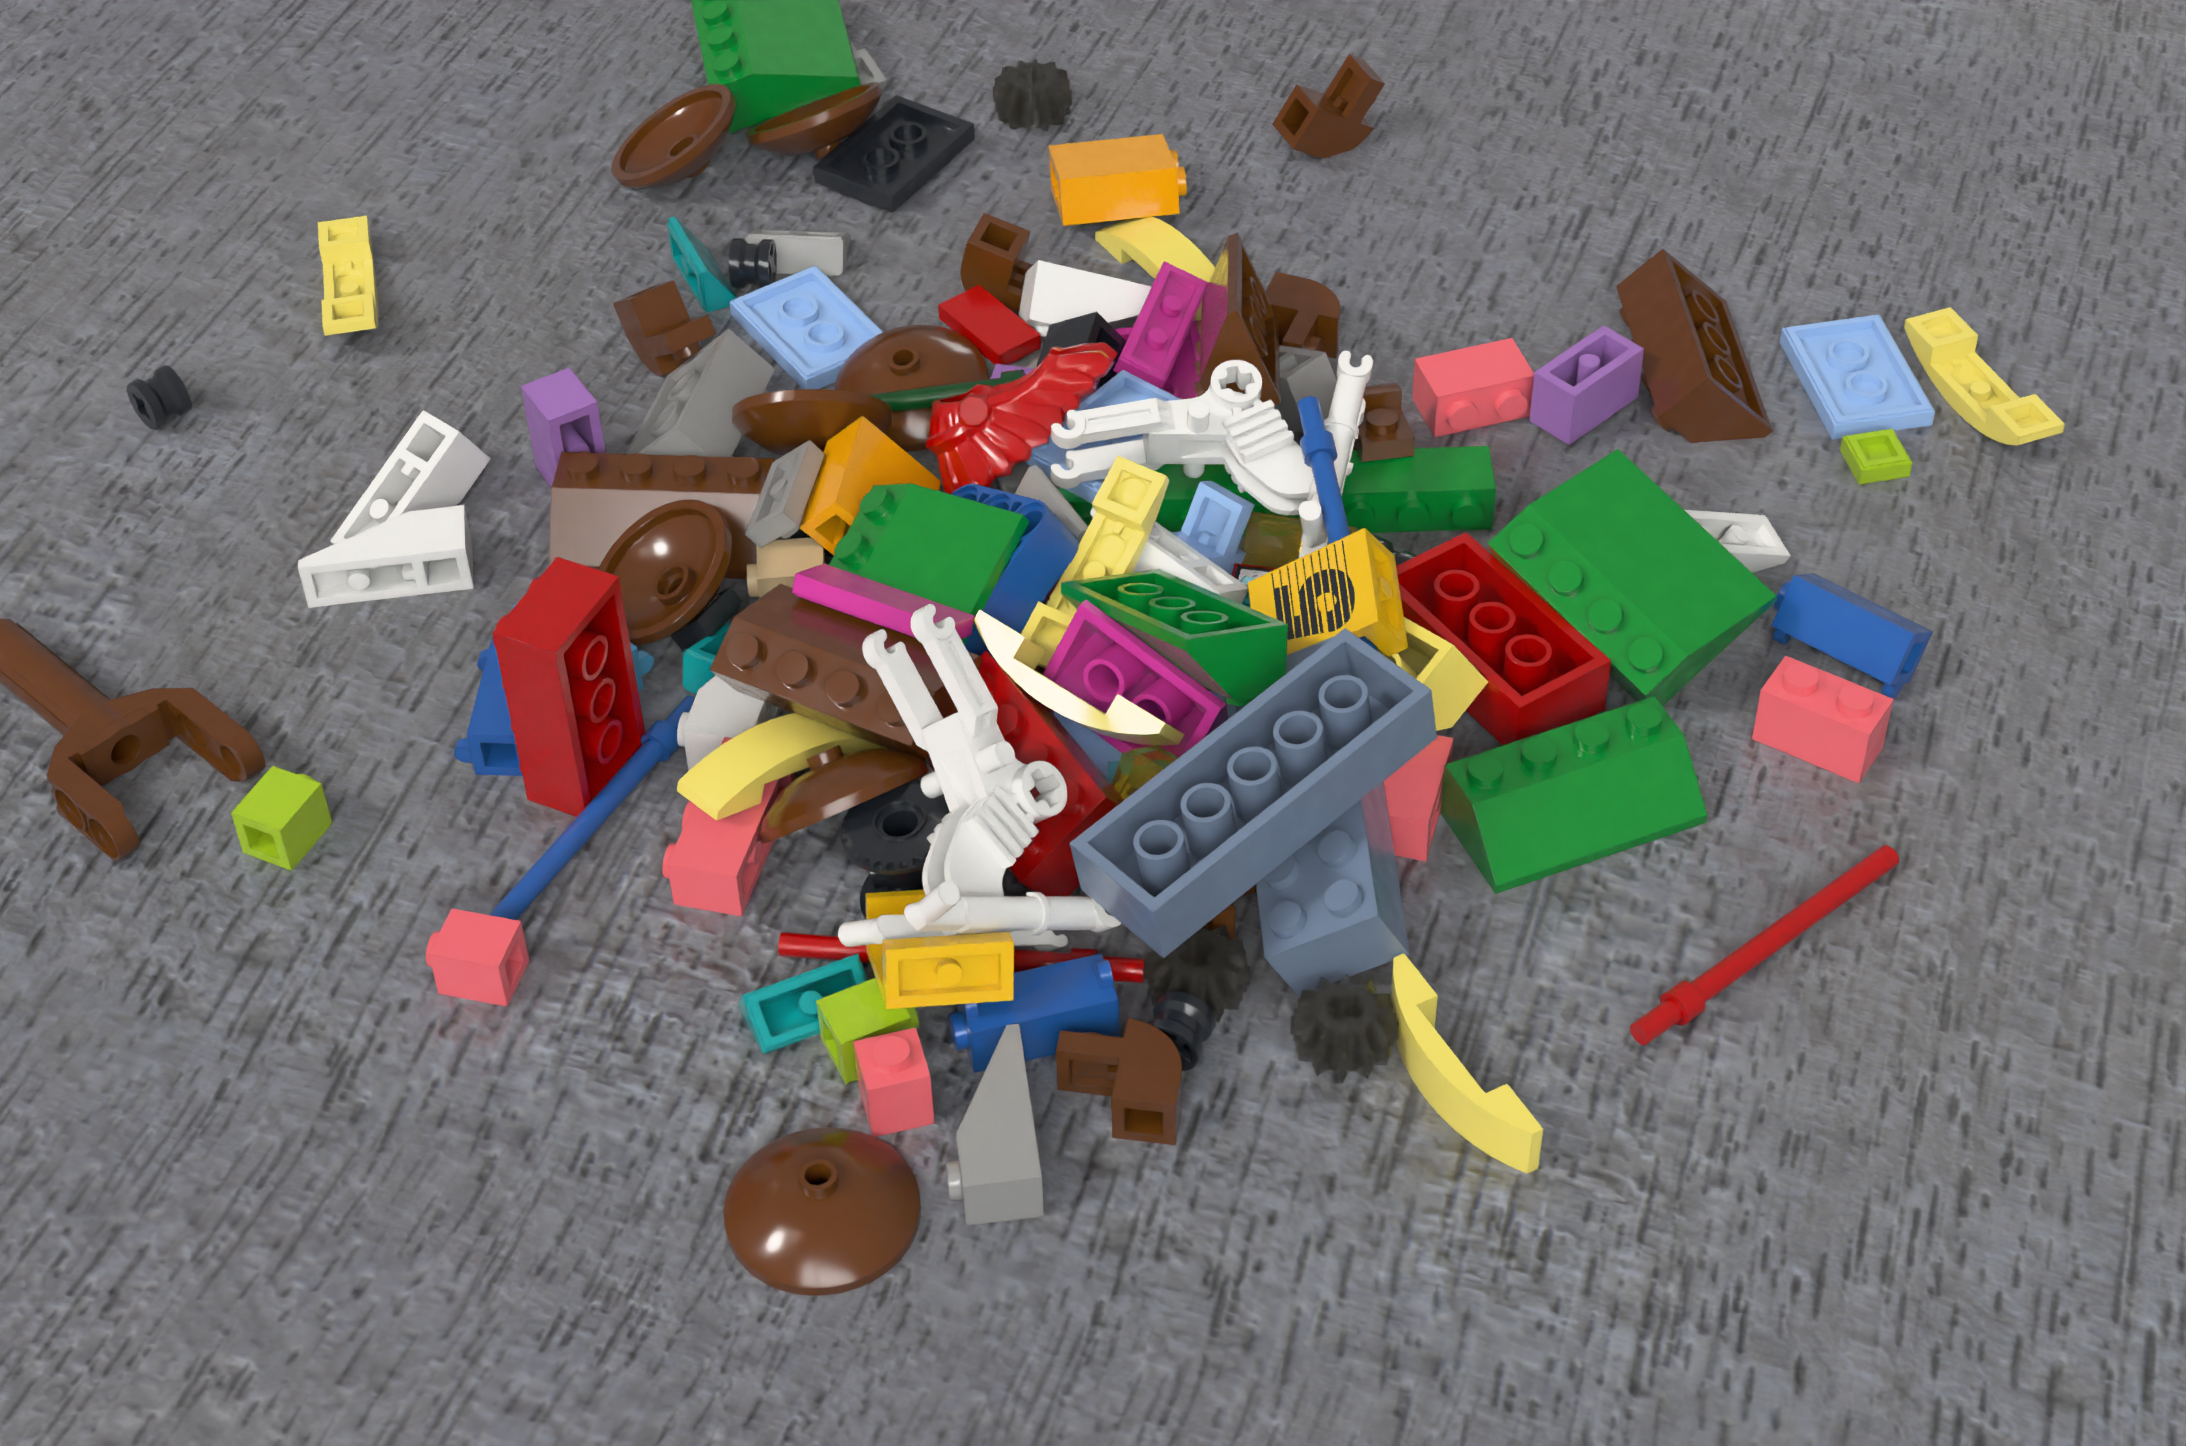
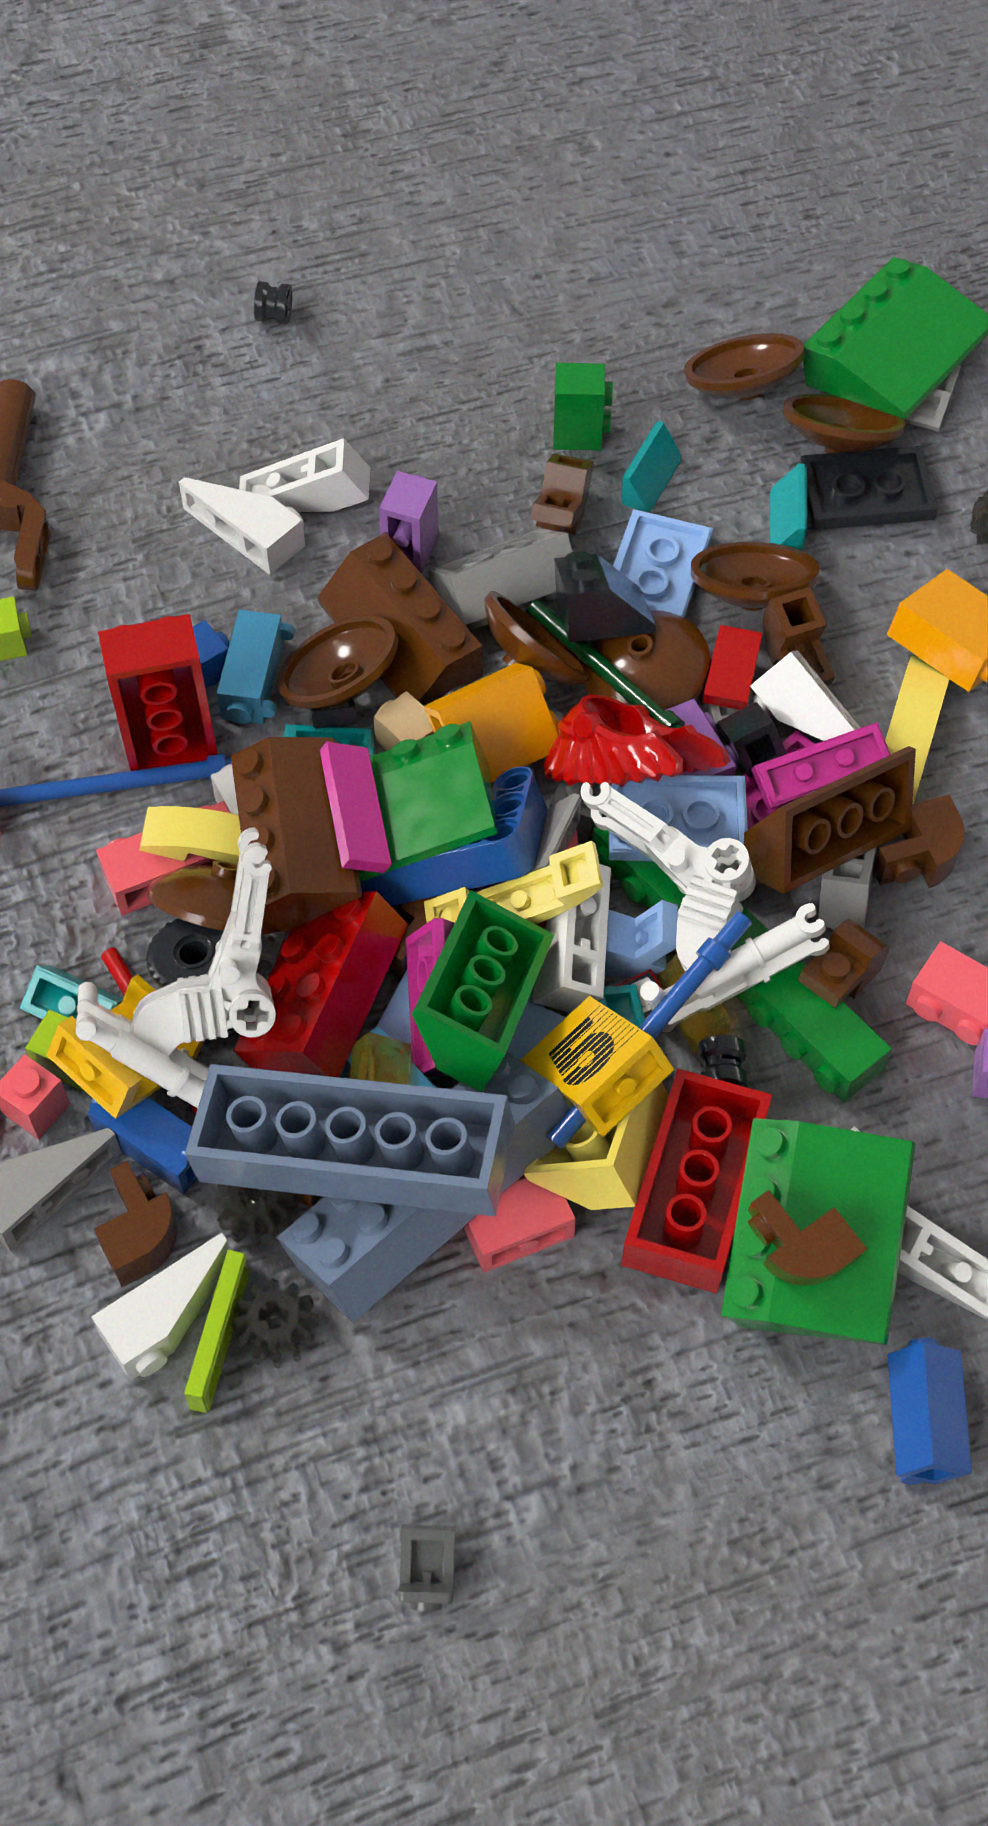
camera: 50 degrees right, 15 degrees up
(348, 276) = (462, 311): light yellow slope -> none
(584, 256) = (580, 406): none -> green brick
(752, 263) = (676, 494): black wheel -> none
(785, 495) = (445, 676): light grey plate -> none
(806, 249) = (723, 506): light grey slope -> none
(820, 353) = (598, 599): none -> black slope
(861, 209) = (789, 509): none -> teal slope
(907, 260) = (753, 572): none -> reddish brown dish
(1019, 658) = (395, 910): slope -> none
(1185, 1022) = (195, 1224): black wheel -> none
(1249, 1115) = (156, 1315): none -> white slope
(1311, 1077) = (217, 1332): none -> lime tile
(1490, 1120) = (318, 1356): light yellow slope -> none
(1573, 794) = (603, 1330): green slope -> none
(1651, 571) = (804, 1255): none -> reddish brown brick
(1688, 999) = (472, 1523): red bar -> none
(1703, 1053) = (427, 1566): none -> dark grey bracket
(1822, 719) = (817, 1449): coral brick -> none

